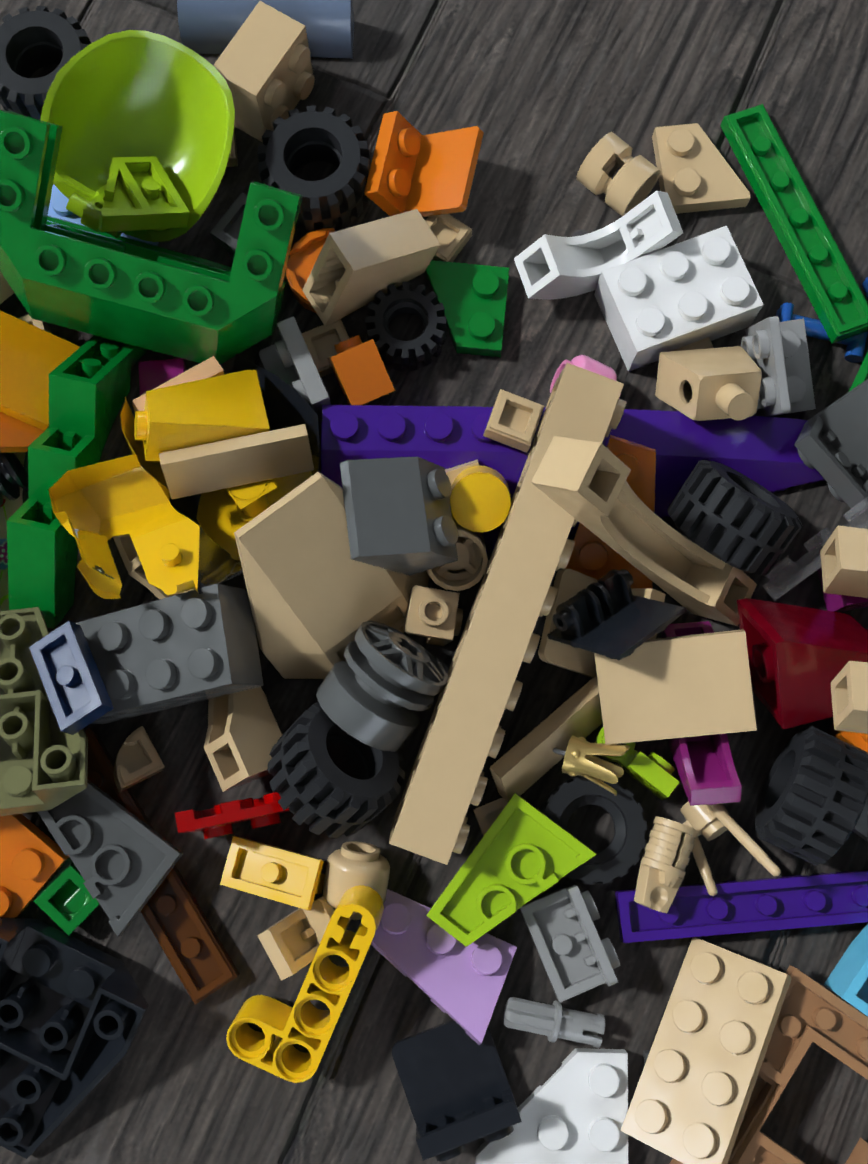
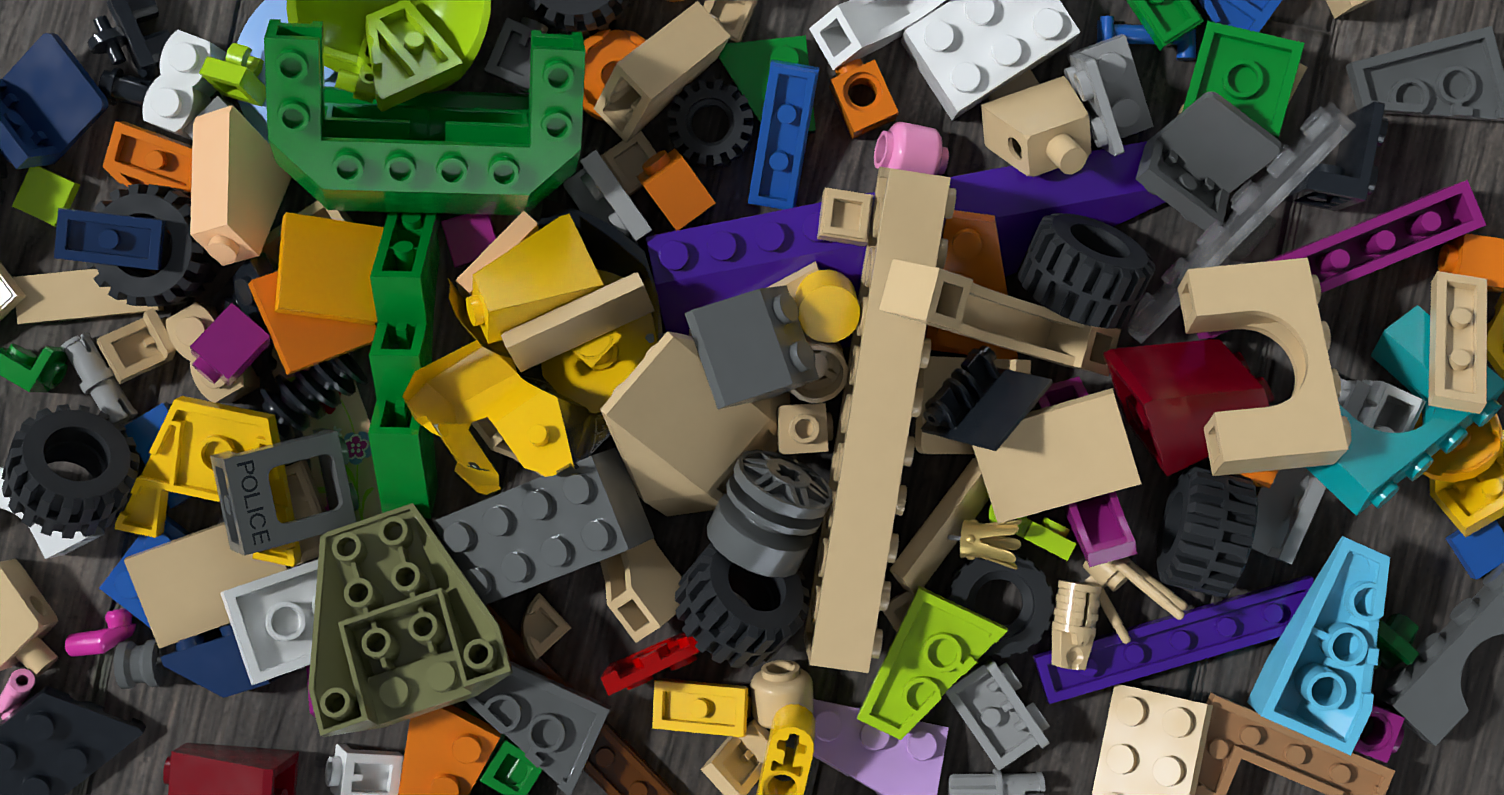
camera: 15 degrees left, 10 degrees up
(71, 678) = (469, 571): plate -> none
(471, 343) = (783, 134): none -> blue tile
(550, 348) = (867, 118): none -> orange brick

